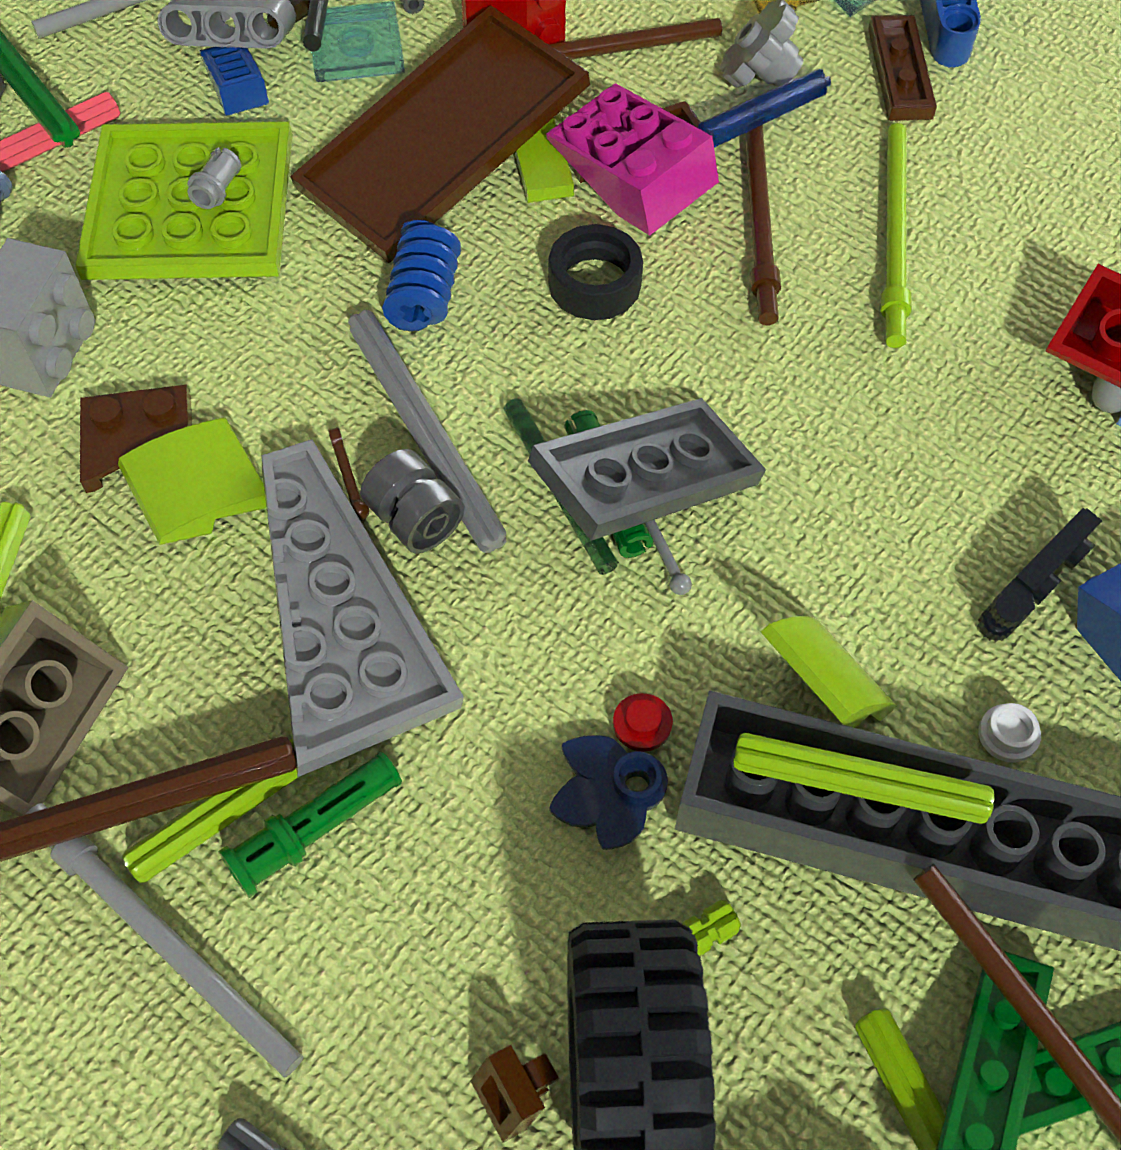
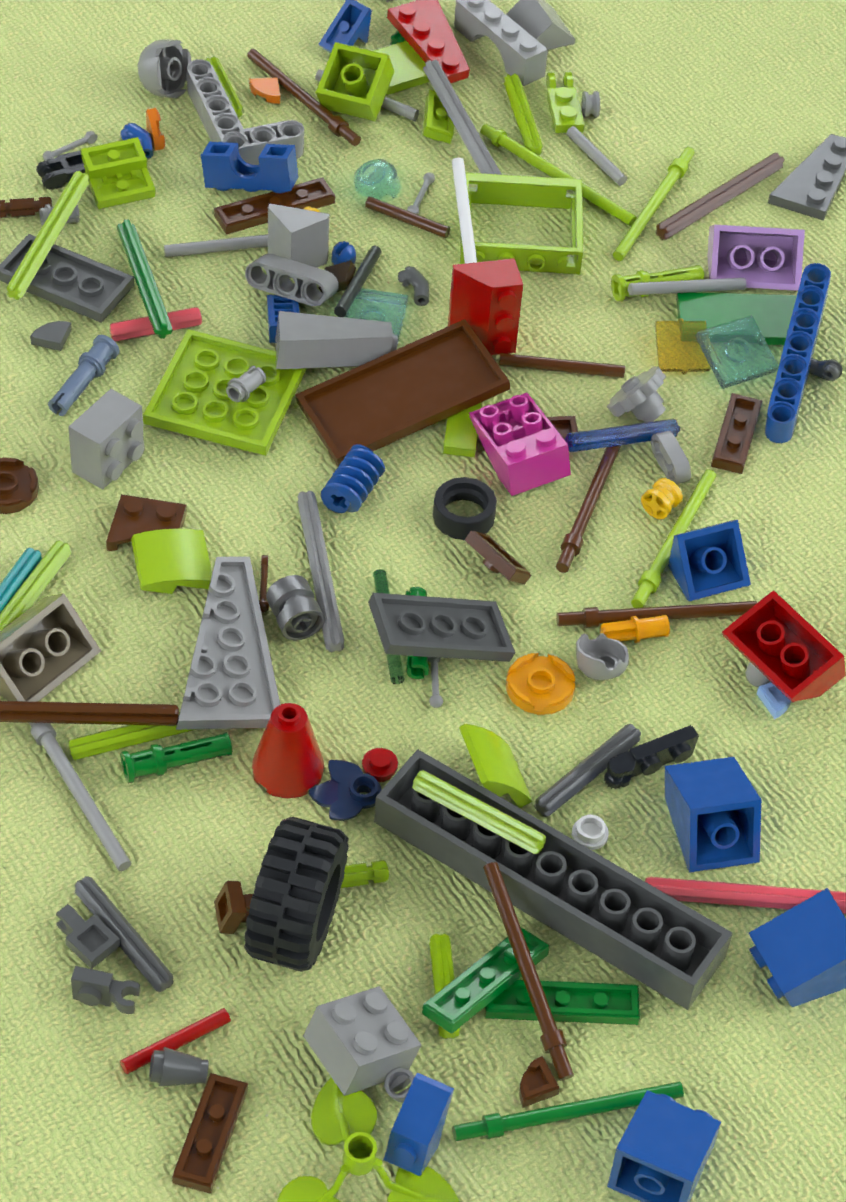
camera: 15 degrees right, 10 degrees down
(311, 86) = (330, 341): none -> light grey slope
(497, 765) = (288, 754): none -> red cone
(674, 332) = (497, 558): none -> reddish brown plate
(818, 506) = (540, 684): none -> light orange tile
(840, 121) = (671, 457): none -> light grey beam
(847, 377) = (593, 617): none -> reddish brown bar
(856, 179) = (661, 498): none -> yellow wheel
(893, 438) = (601, 657): none -> light grey hair
(913, 379) = (637, 629): none -> light orange axle
(953, 628) = (586, 770): none -> dark grey axle
(966, 249) = (709, 560): none -> blue slope

